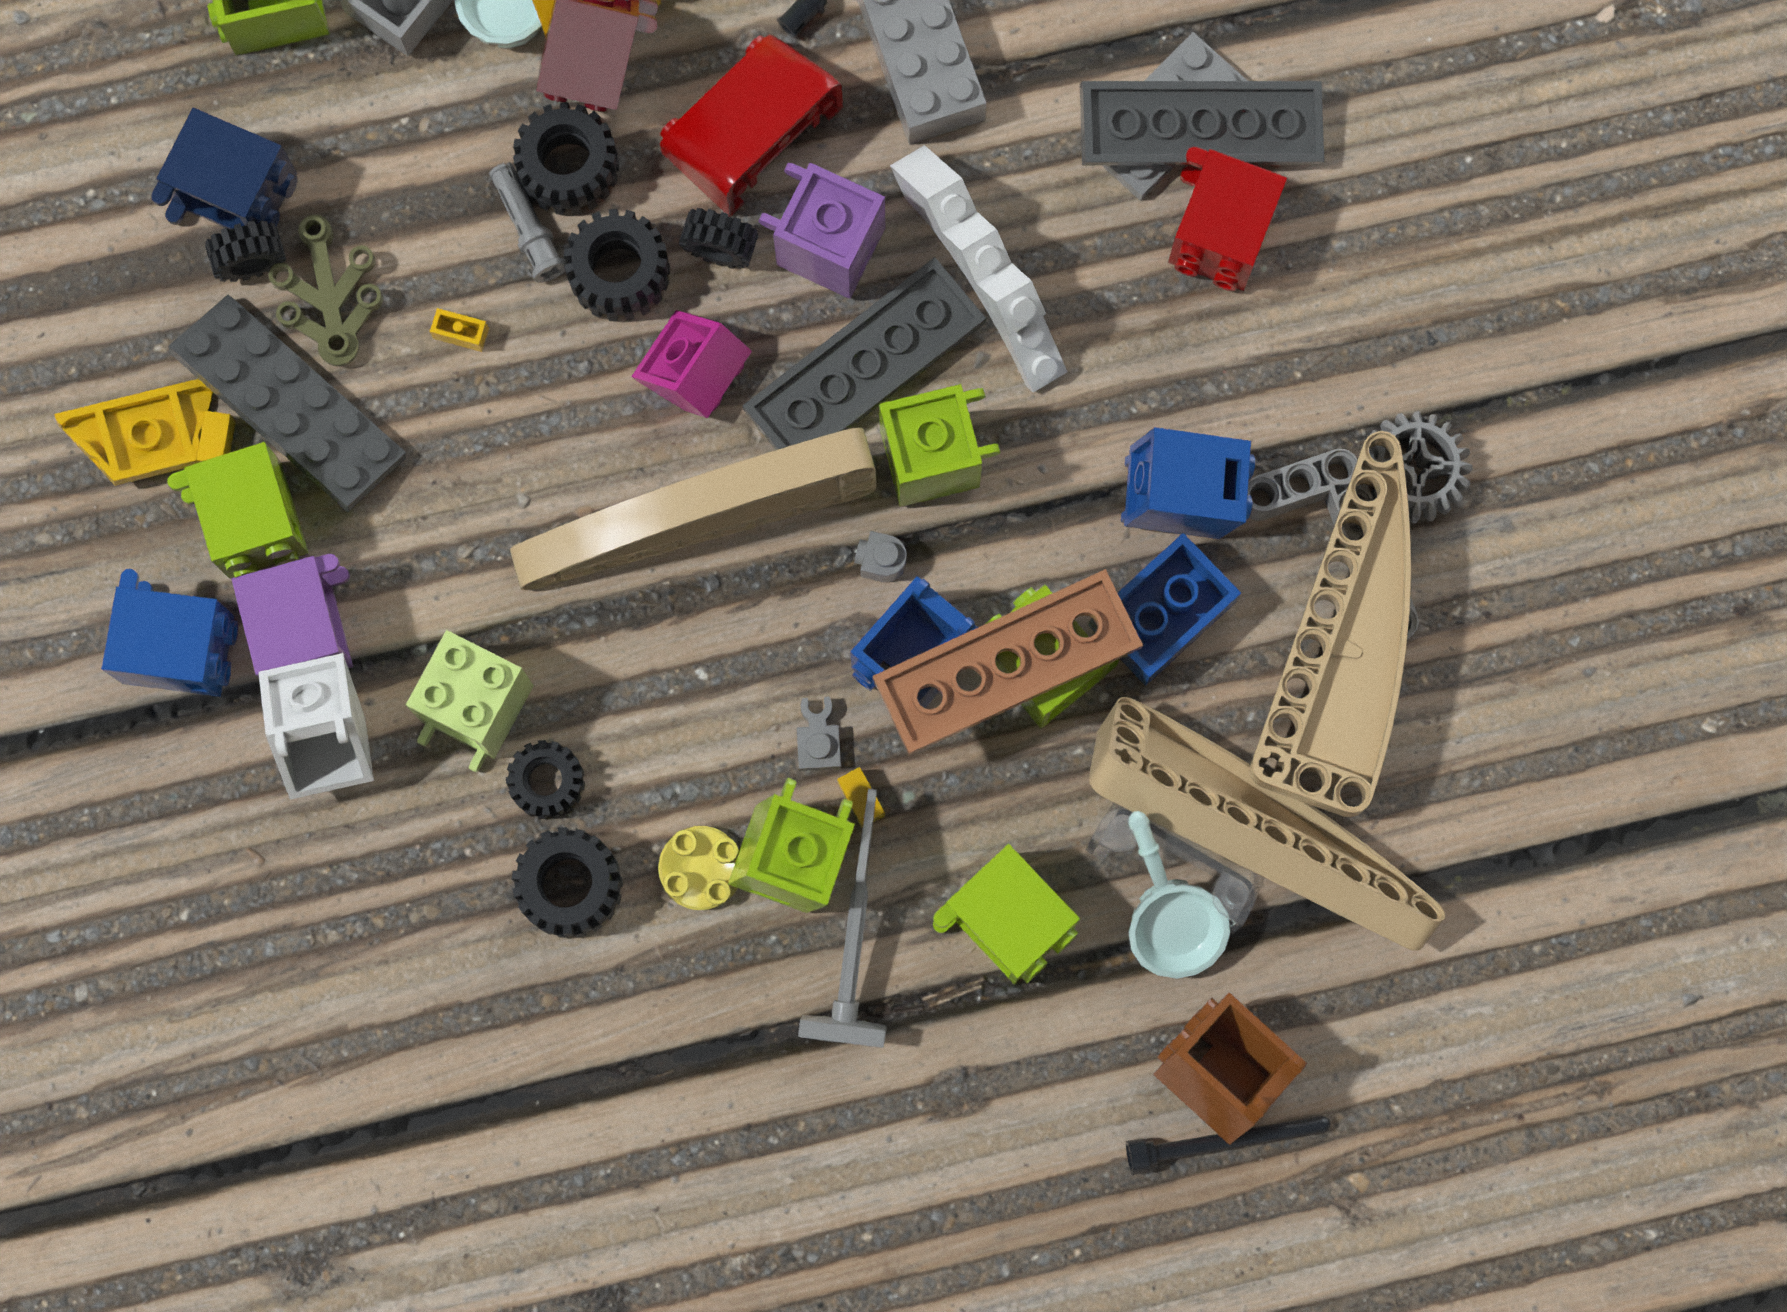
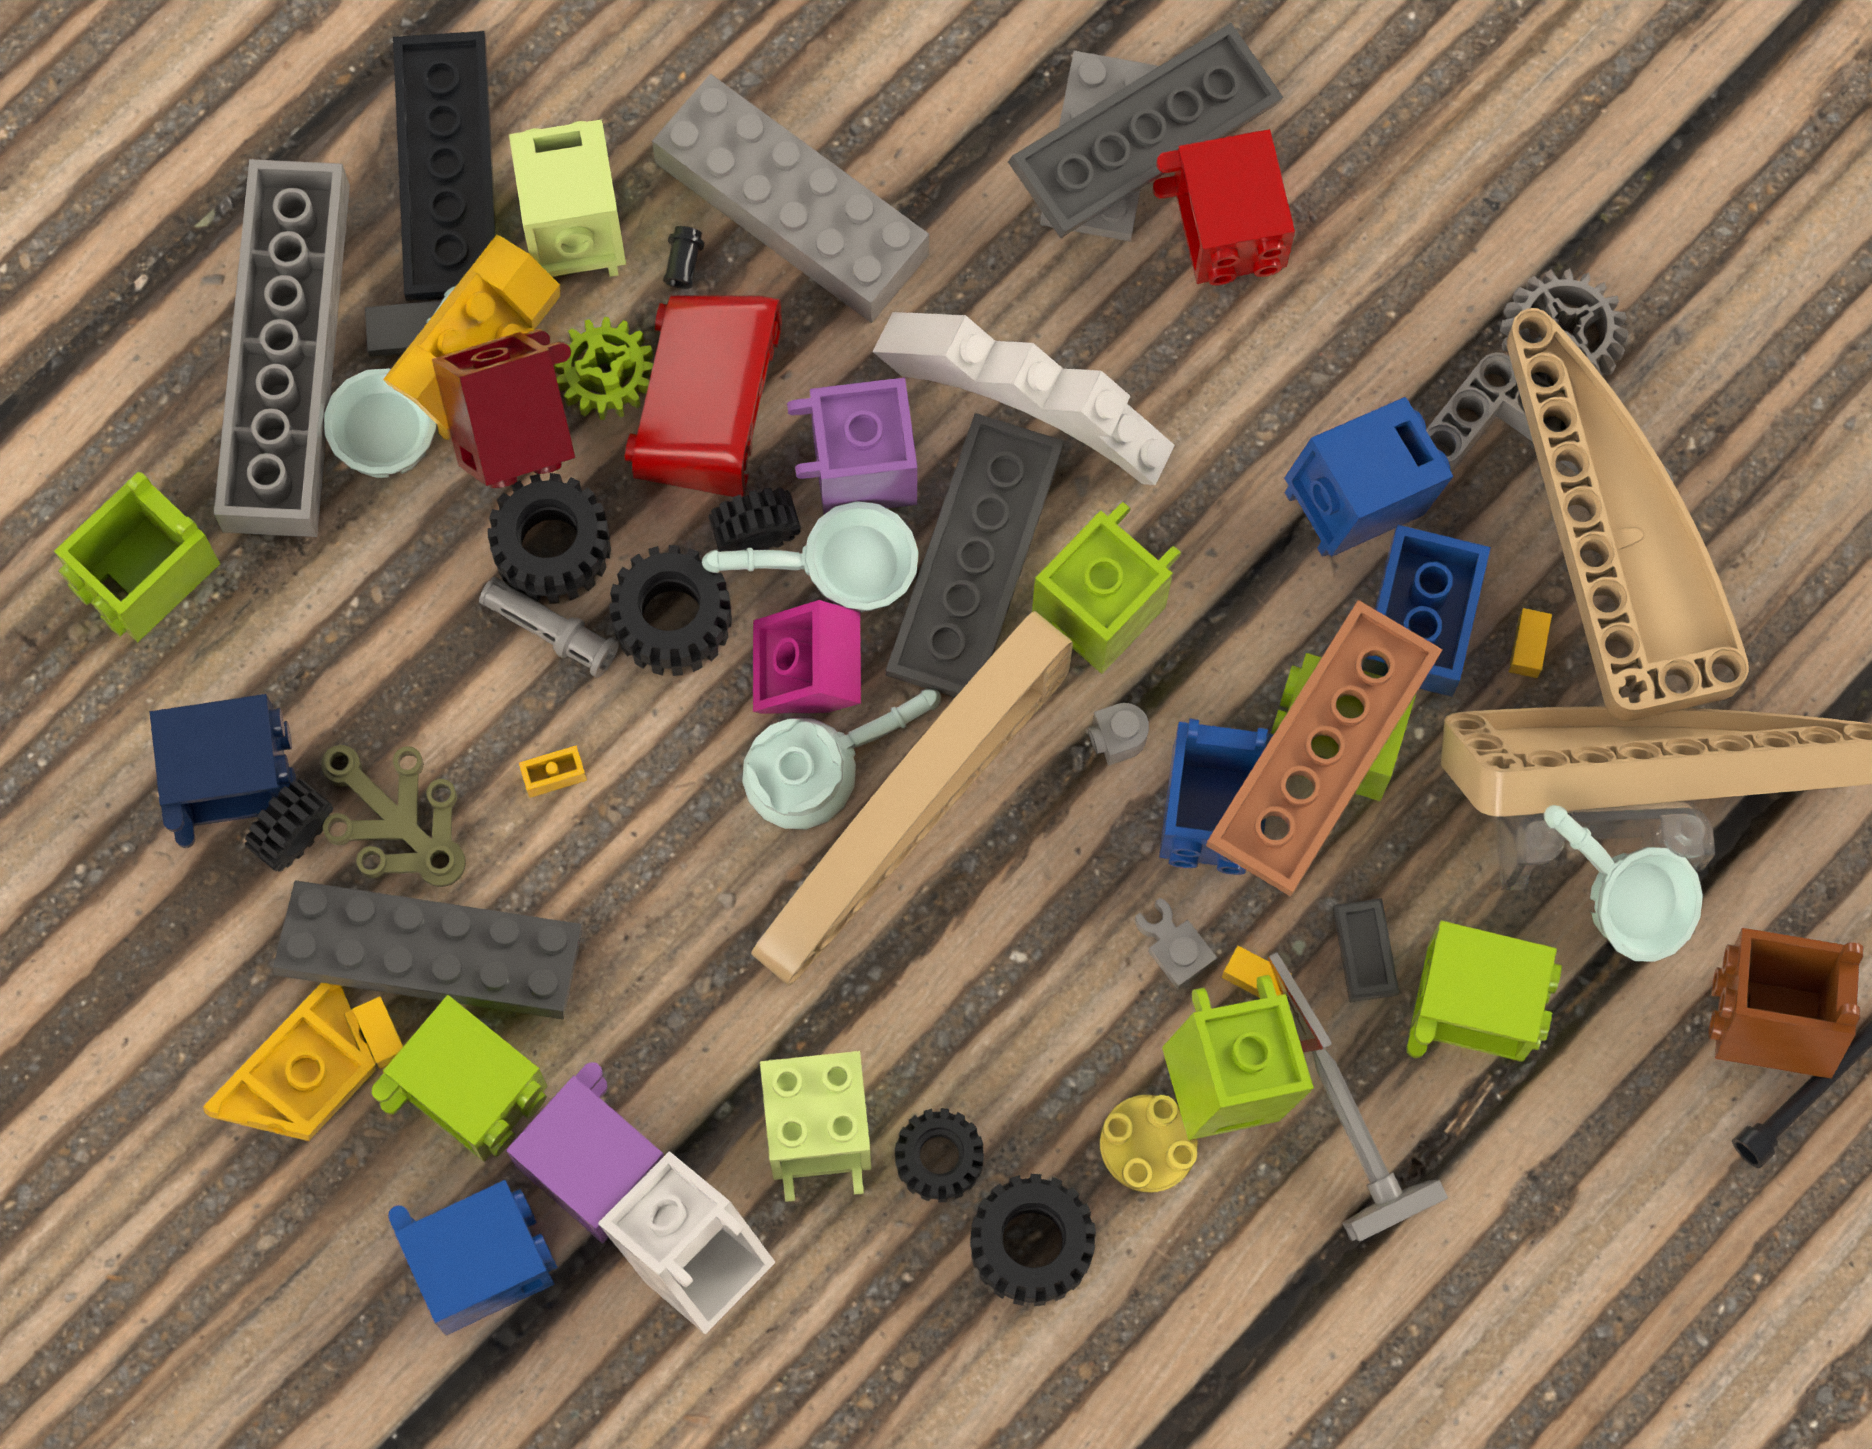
camera: 35 degrees left, 5 degrees down
(639, 441) = (806, 770): none -> light aqua piece
(689, 42) = (621, 361): none -> lime gear
(773, 308) = (854, 556): none -> light aqua piece
(954, 830) = (1365, 950): none -> dark grey tile
(1230, 682) = (1530, 643): none -> yellow piece

